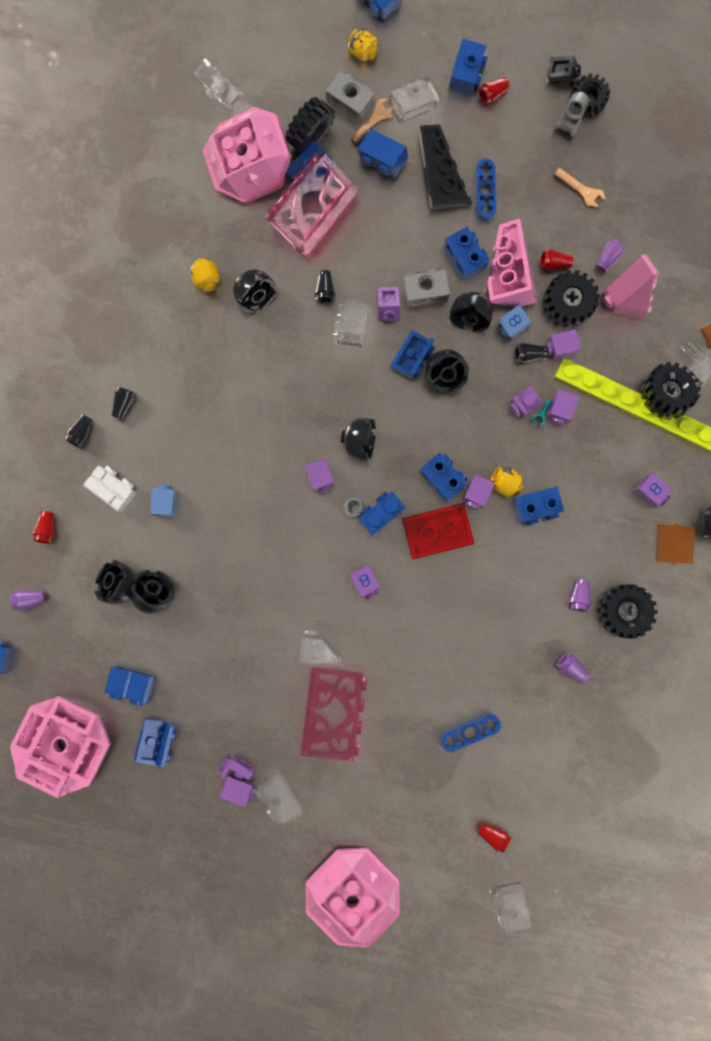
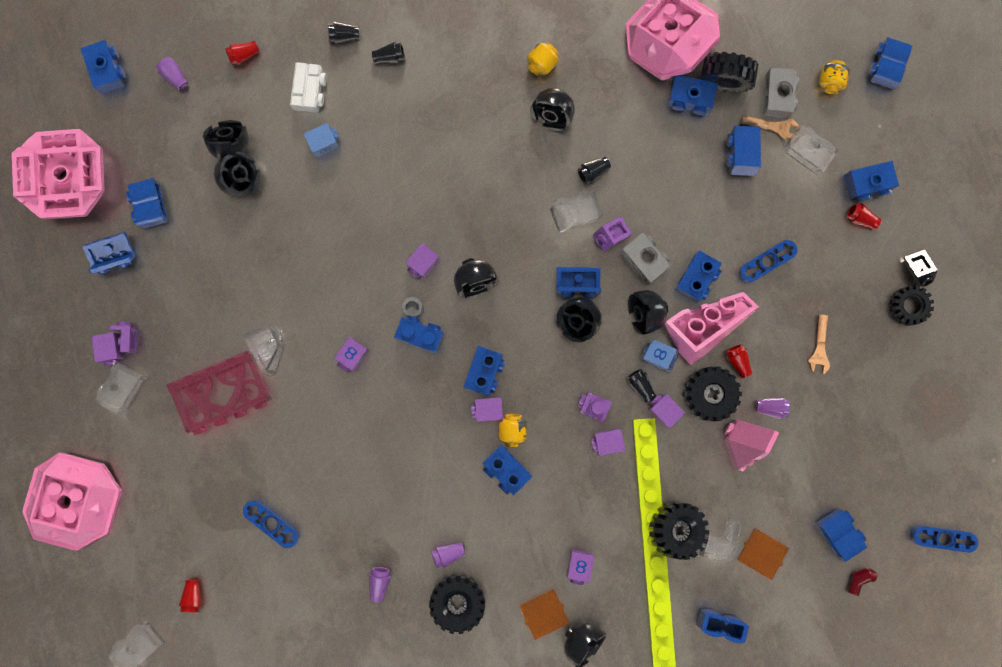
camera: 60 degrees right, 0 degrees up
(339, 197) = (650, 134): clear pink fence -> none
(438, 531) = (433, 394): red tile -> none
(441, 174) = (755, 216): black wing -> none
(542, 412) = (595, 427): teal hand -> none
(572, 116) = (880, 299): light grey piece -> none

